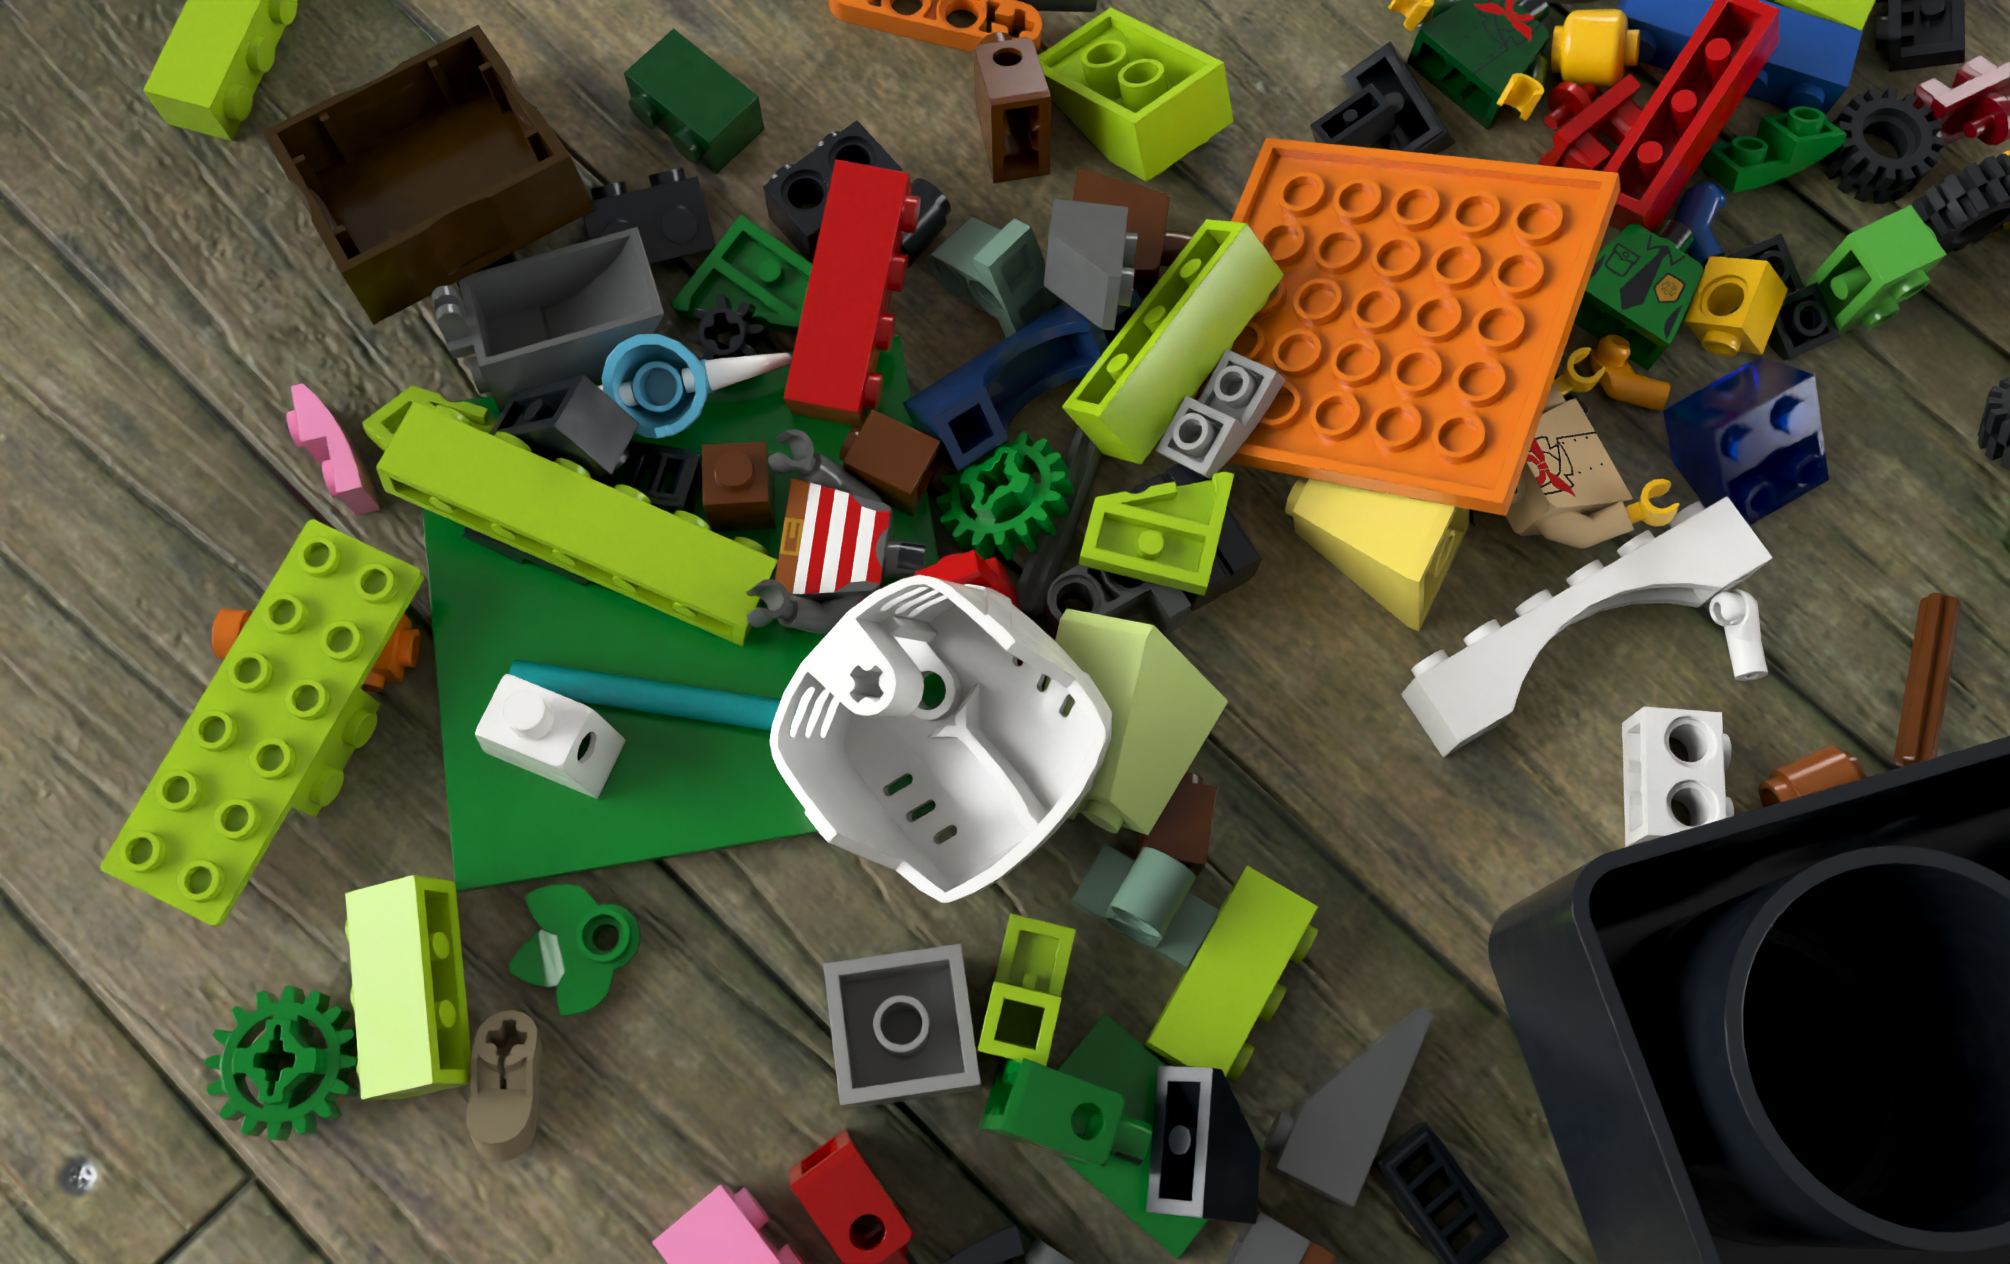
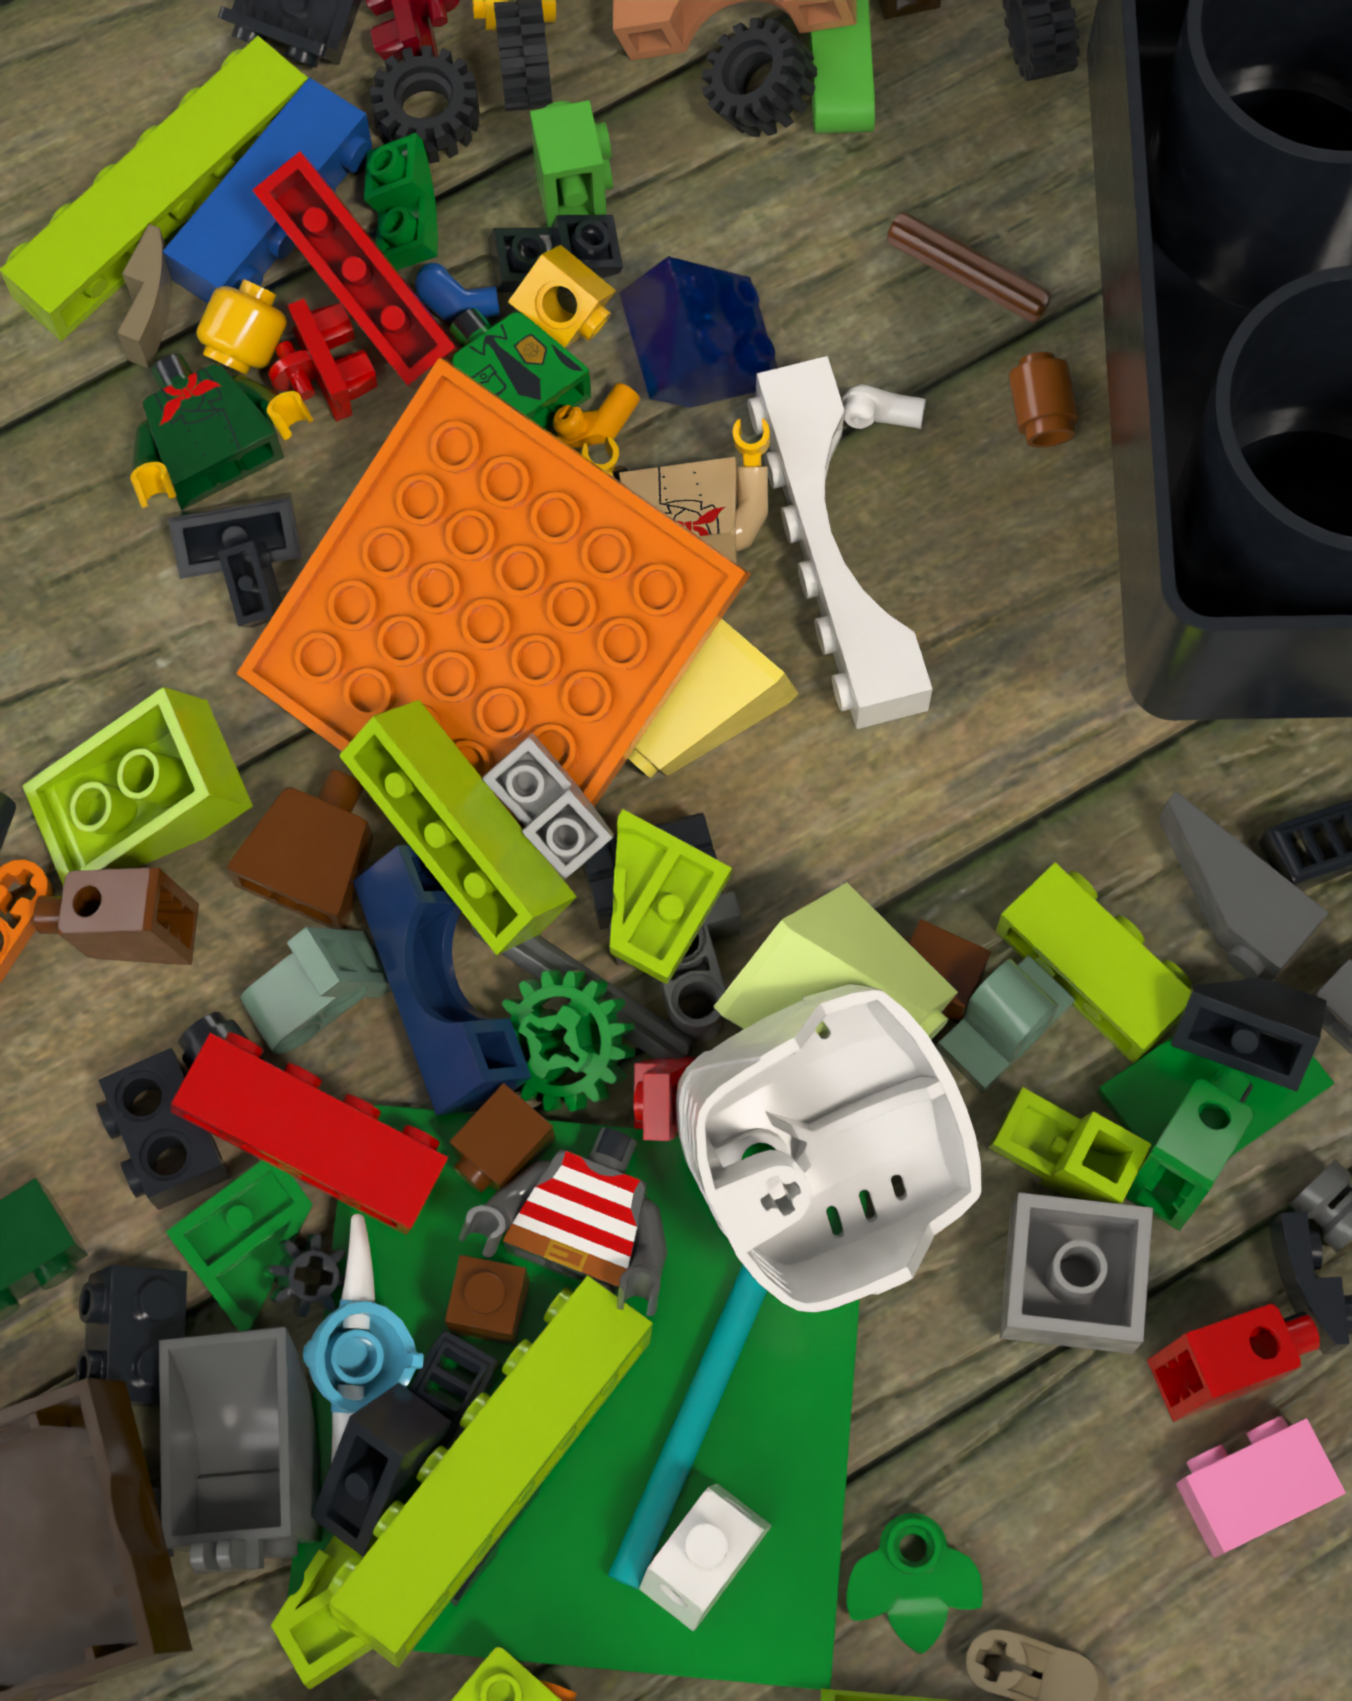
camera: 70 degrees left, 0 degrees up
(1091, 259) = (357, 882): dark grey slope -> none
(1657, 776) = (1002, 529): white brick -> none

